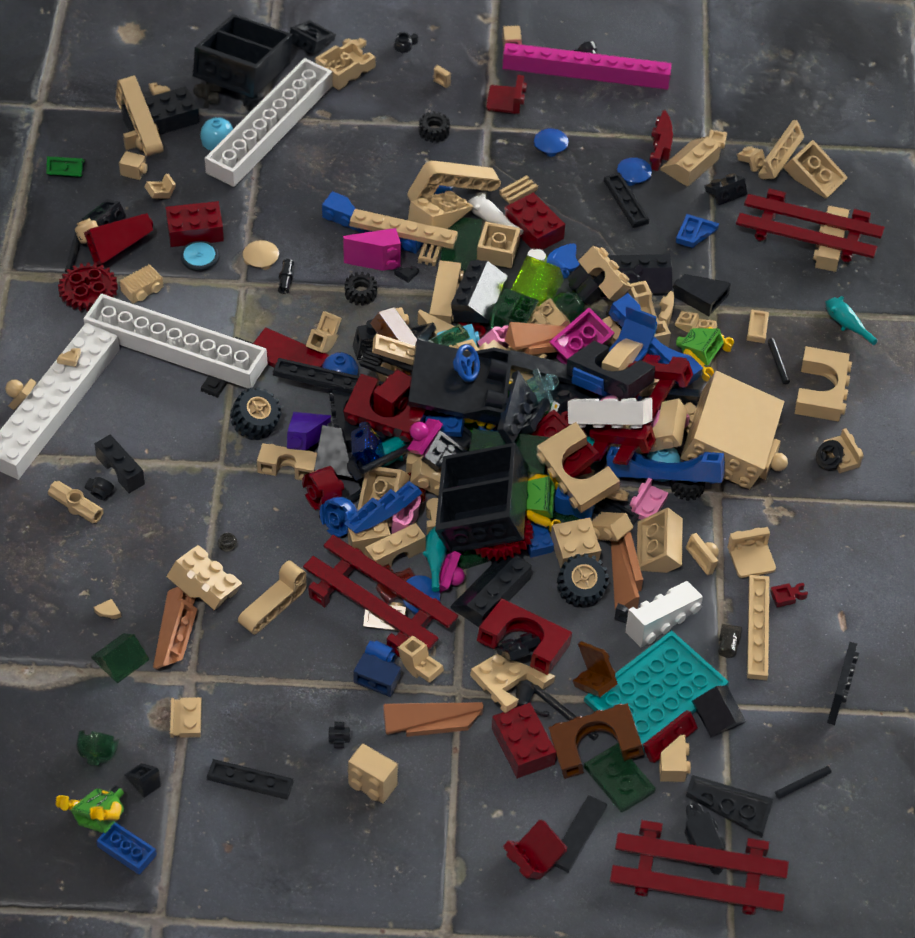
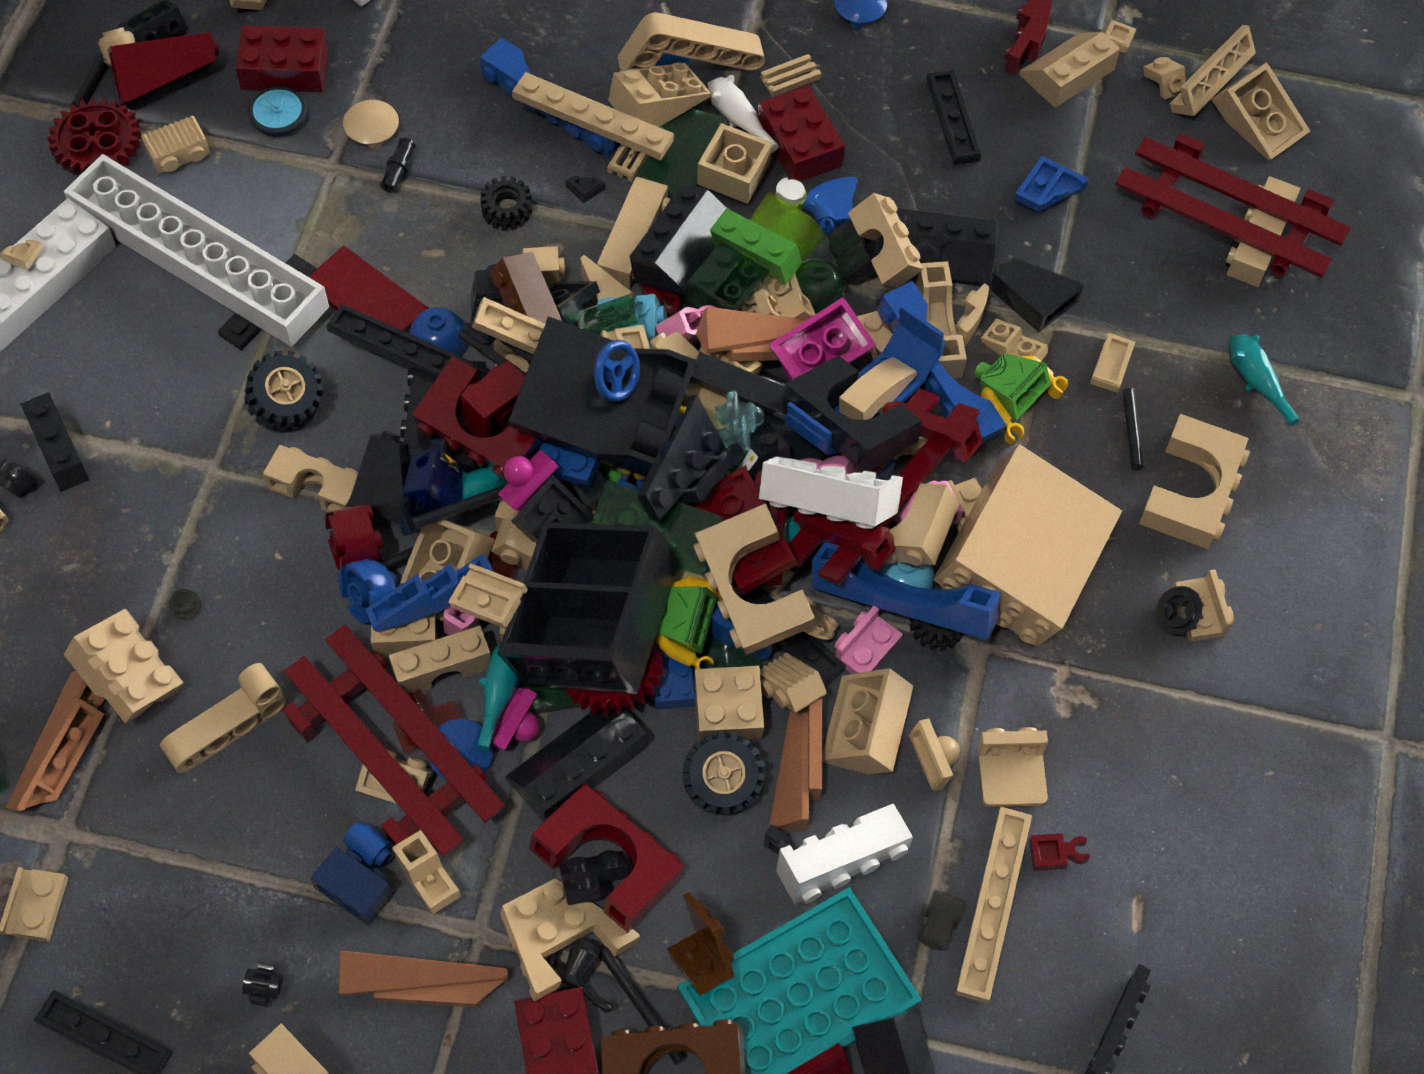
camera: 10 degrees right, 10 degrees up
(305, 430) = (348, 430): dark purple slope -> none
(325, 335) = (429, 275): tan brick -> none
(373, 249) = (538, 143): dark pink slope -> none
(420, 500) = (488, 596): none -> tan plate
(535, 286) = (764, 246): none -> bright green arch
(634, 170) = (978, 70): blue dish -> none
(685, 395) = (976, 467): black slope -> none
(727, 188) = (1115, 121): black bracket -> none
(775, 460) = (1089, 606): tan tile -> none

